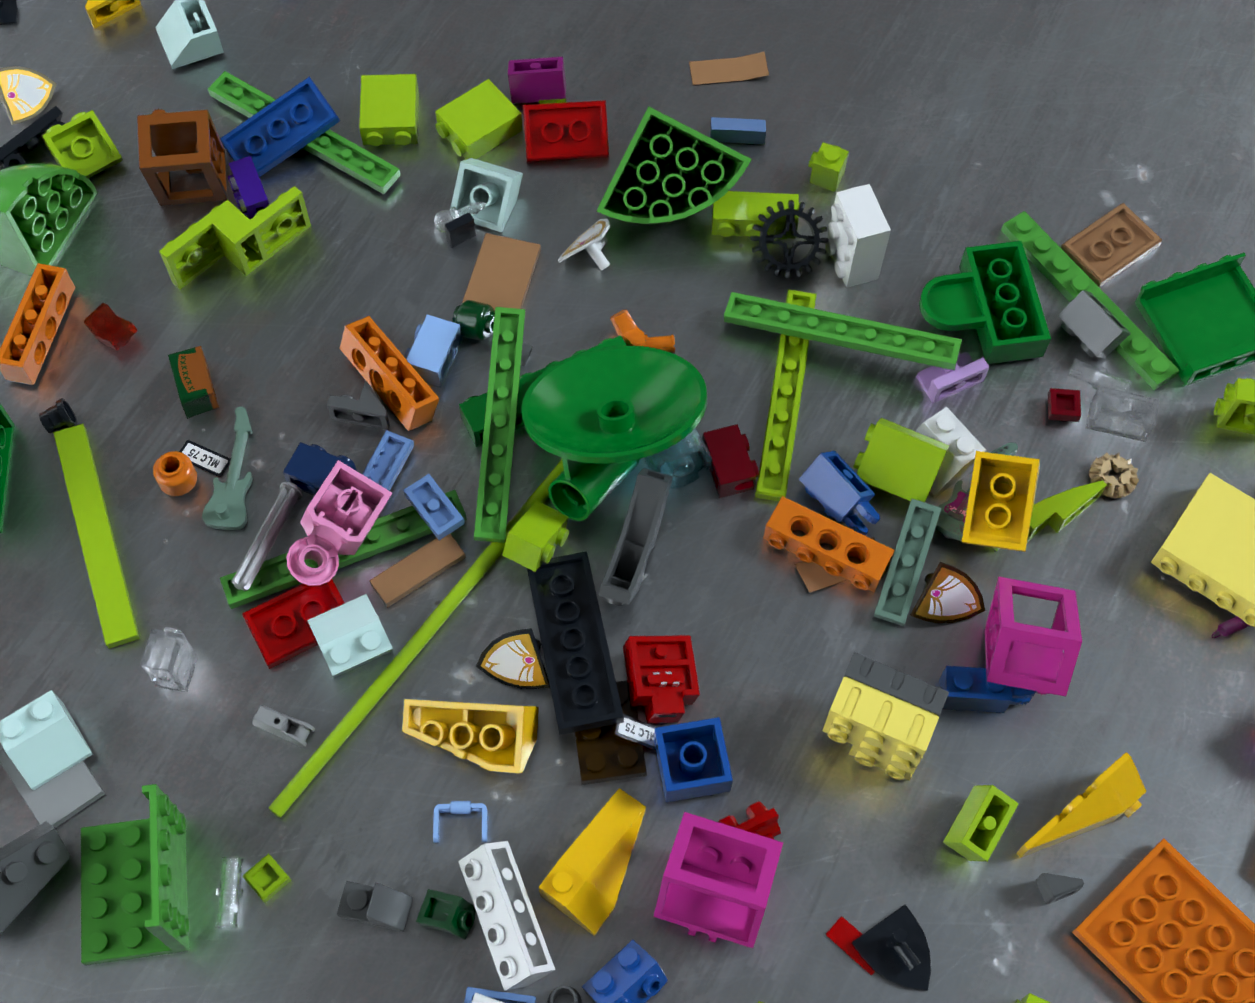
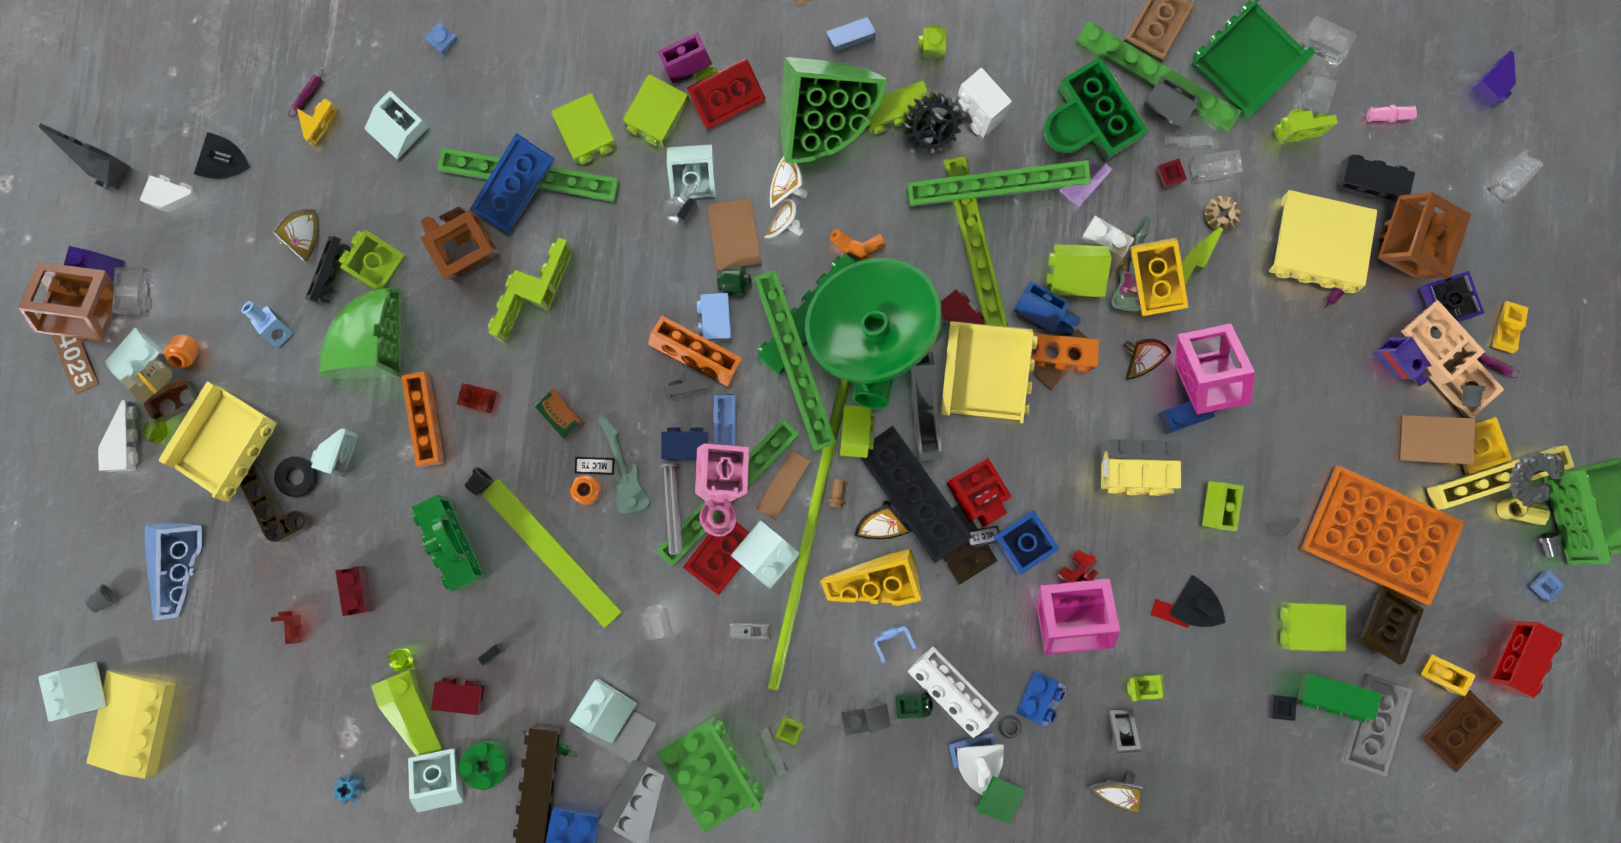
camera: 25 degrees left, 20 degrees up
(250, 192) = (519, 247): dark purple piece -> none
(434, 507) = (777, 440): medium blue plate -> none
(479, 606) = (838, 494): none -> medium nougat pin
(570, 283) = (784, 219): none -> shield
(592, 869) = (991, 638): yellow wedge -> none
(733, 530) = (988, 371): none -> light yellow panel
(907, 562) = (1110, 344): sand green plate -> none
(1103, 802) = (1293, 455): yellow wedge -> none

